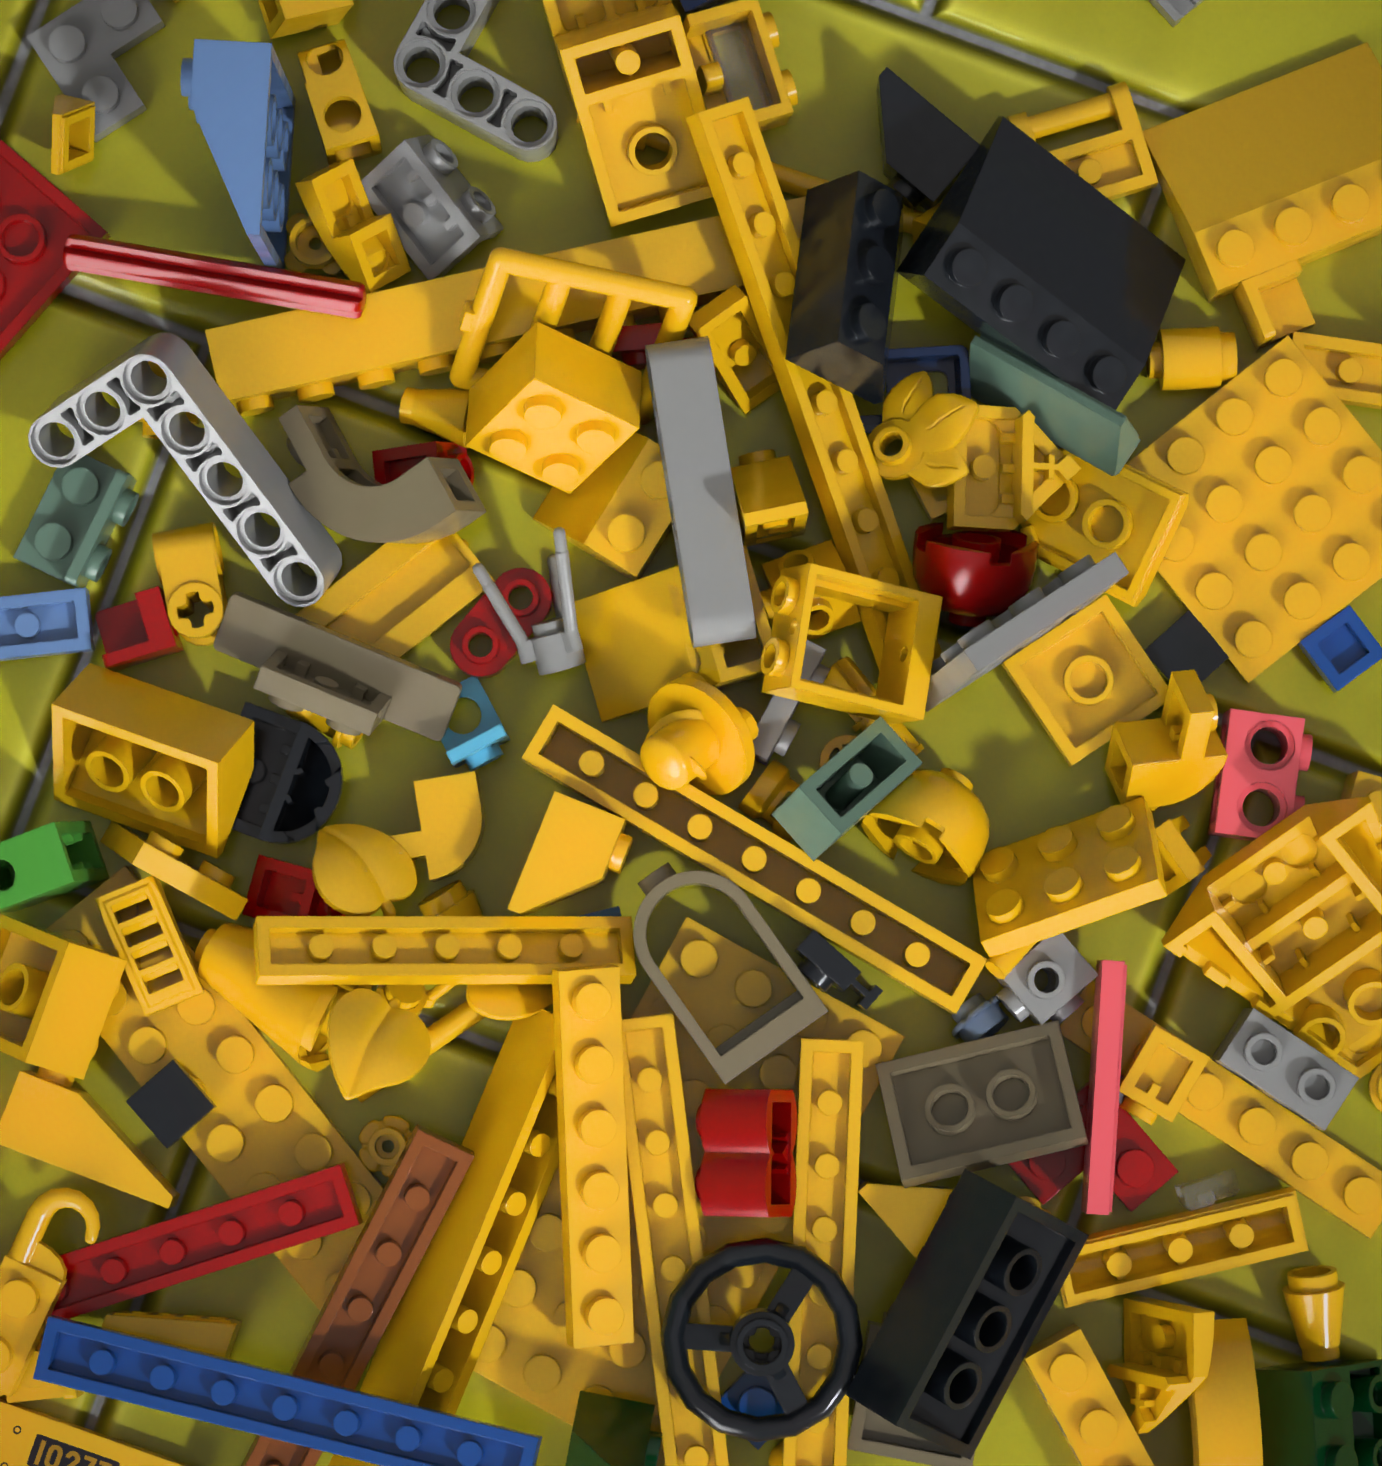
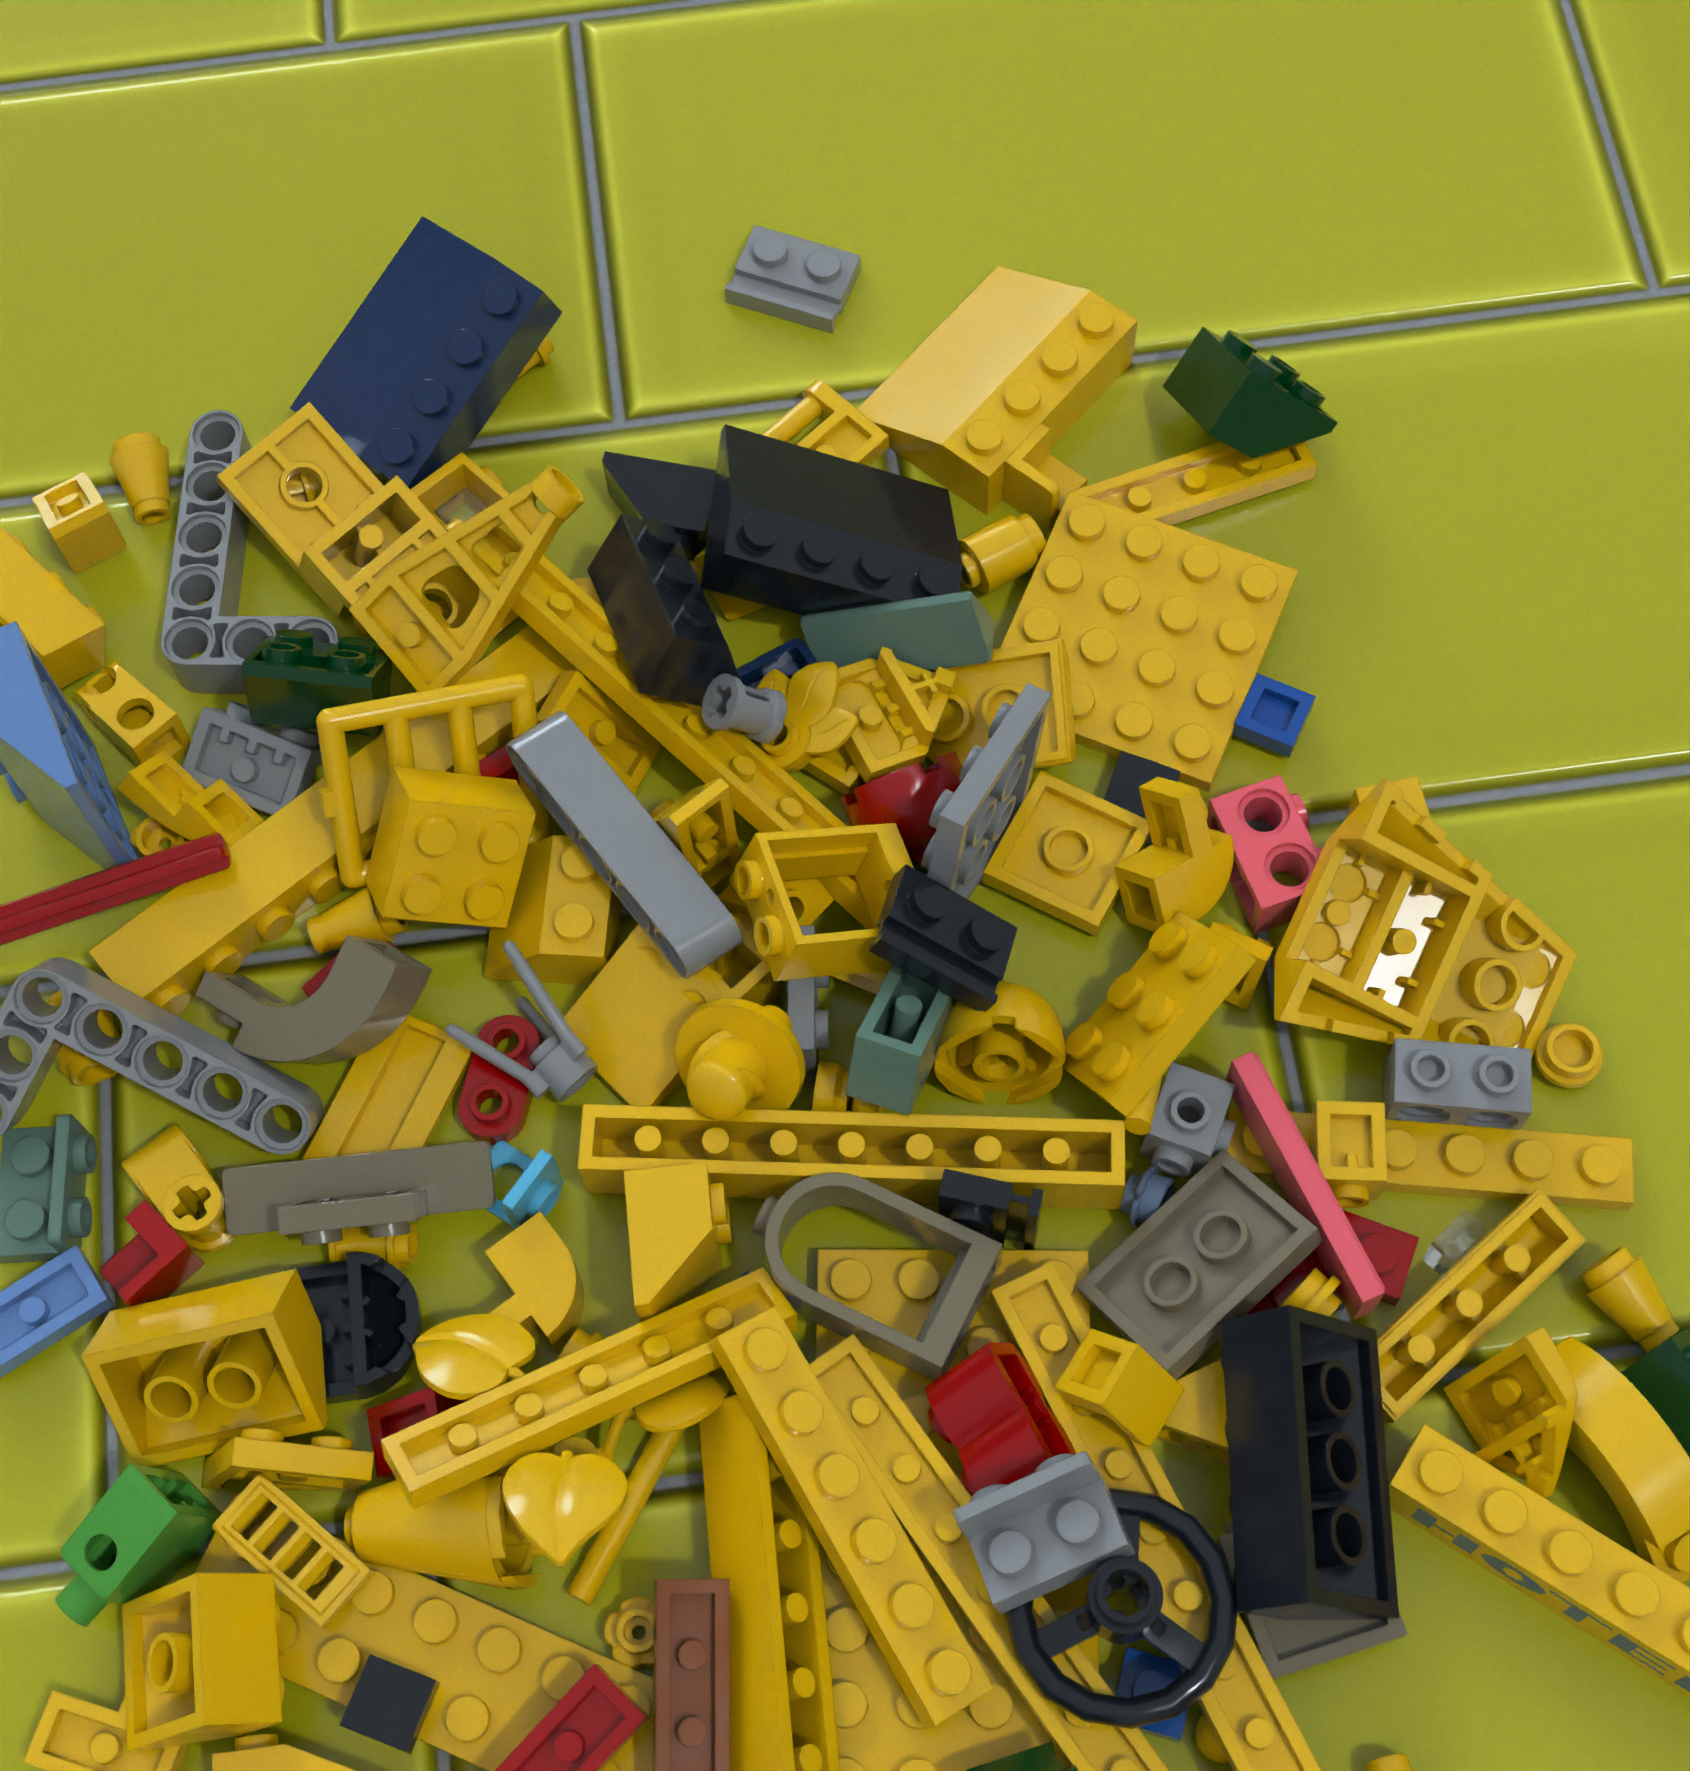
camera: 25 degrees left, 20 degrees down
(517, 180) = (297, 677): none -> dark green slope
(623, 185) = (414, 630): none -> yellow plate
(731, 1258) = (1043, 1530): none -> light grey bracket
(856, 1174) = (1121, 1383): none -> yellow panel
(871, 413) = (742, 708): none -> light grey bush
(921, 732) = (943, 939): none -> black plate
(1052, 1183) = (1315, 1294): none -> yellow plate

